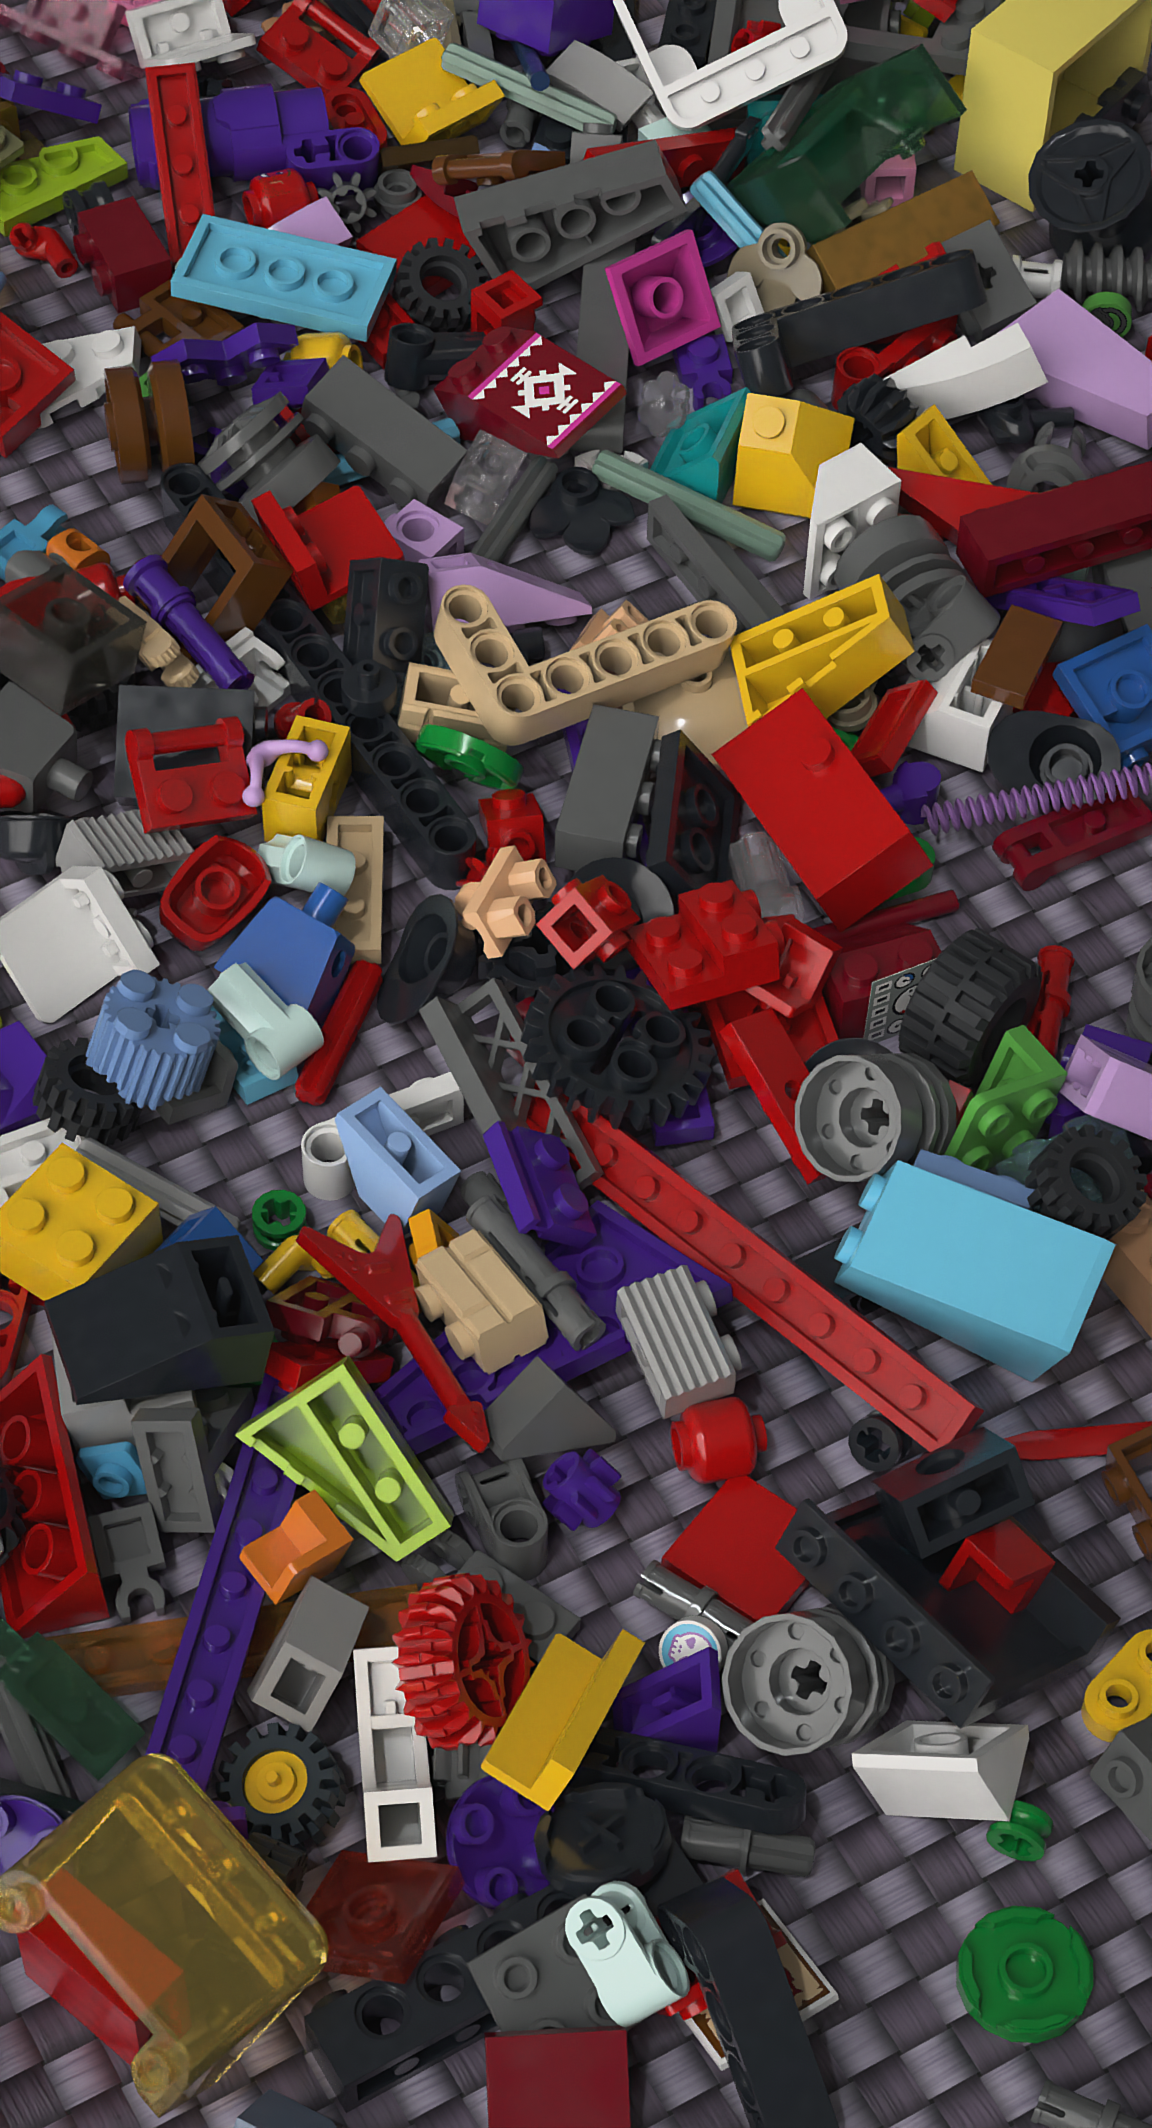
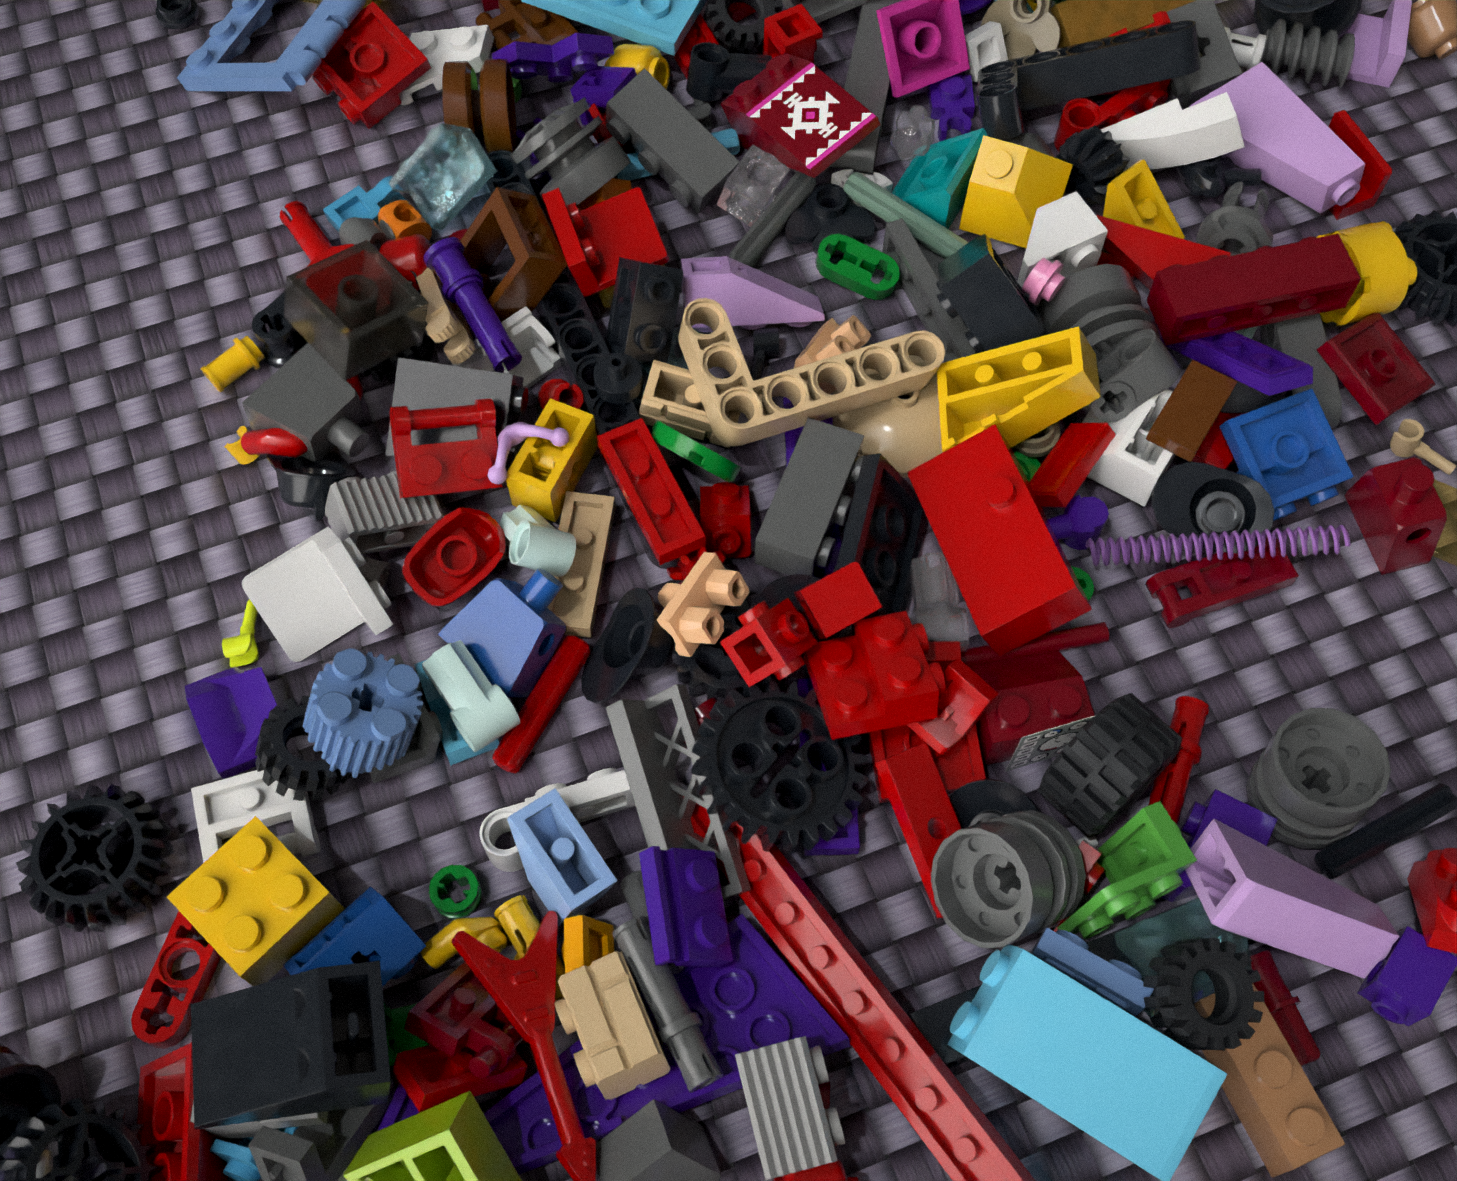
camera: 10 degrees right, 10 degrees up
(121, 494) = (444, 173): none -> clear light blue bracket
(173, 1200) = (345, 855): light grey axle -> none
(425, 532) = (690, 235): lavender brick -> none
(429, 796) = (651, 491): none -> red plate
(620, 554) = (857, 266): none -> green beam
(657, 873) = (838, 600): none -> red panel
(774, 560) = (986, 297): none -> black hinge
(836, 539) = (1044, 281): none -> bright pink plate
(1111, 310) = (1303, 83): bright green tile -> none

